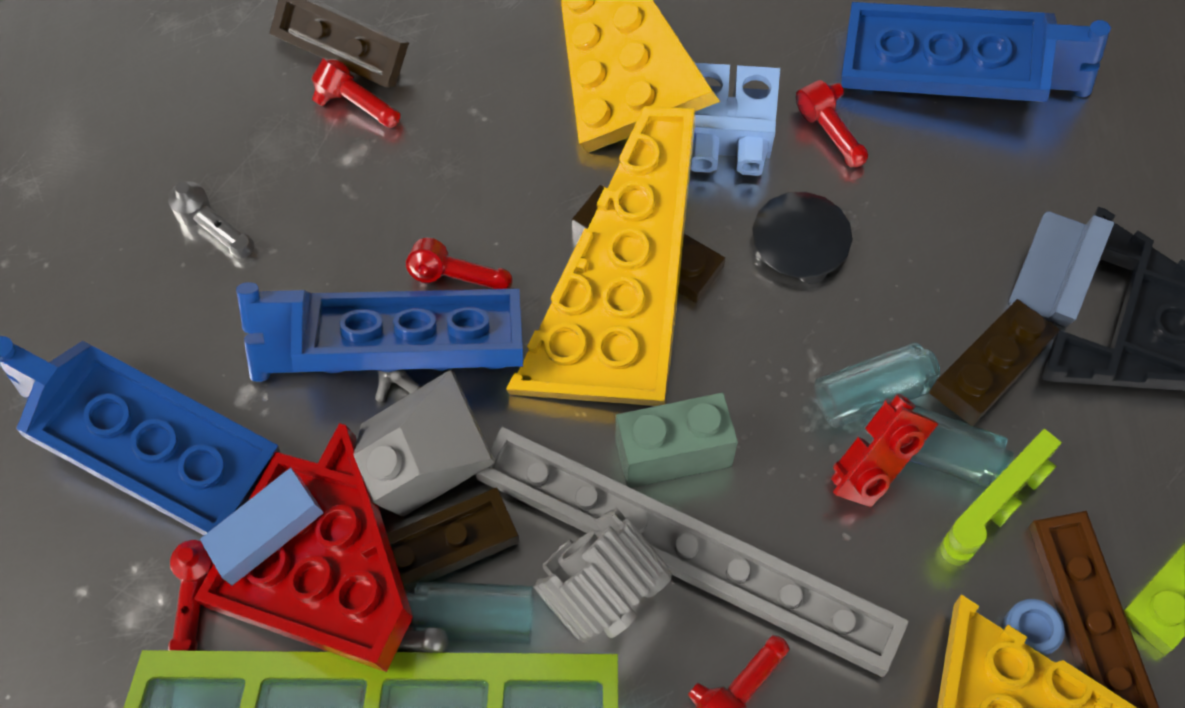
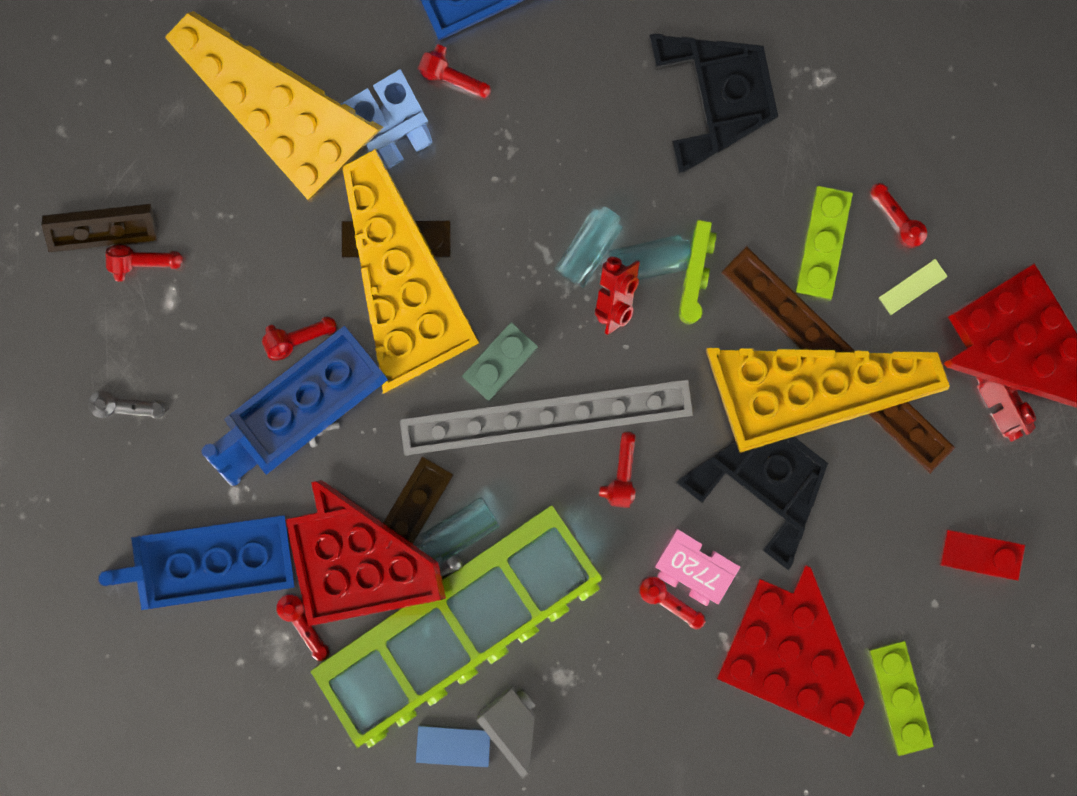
camera: 35 degrees left, 25 degrees up
(261, 526) = (317, 567): medium blue tile -> none
(421, 447) = (362, 461): light grey slope -> none
(601, 578) = (517, 471): light grey brick -> none
(802, 236) = (484, 171): black dish -> none
(994, 362) = (647, 187): dark brown plate -> none
(1039, 623) = (754, 334): medium blue tile -> none
(1061, 266) = (649, 96): sand blue panel -> none

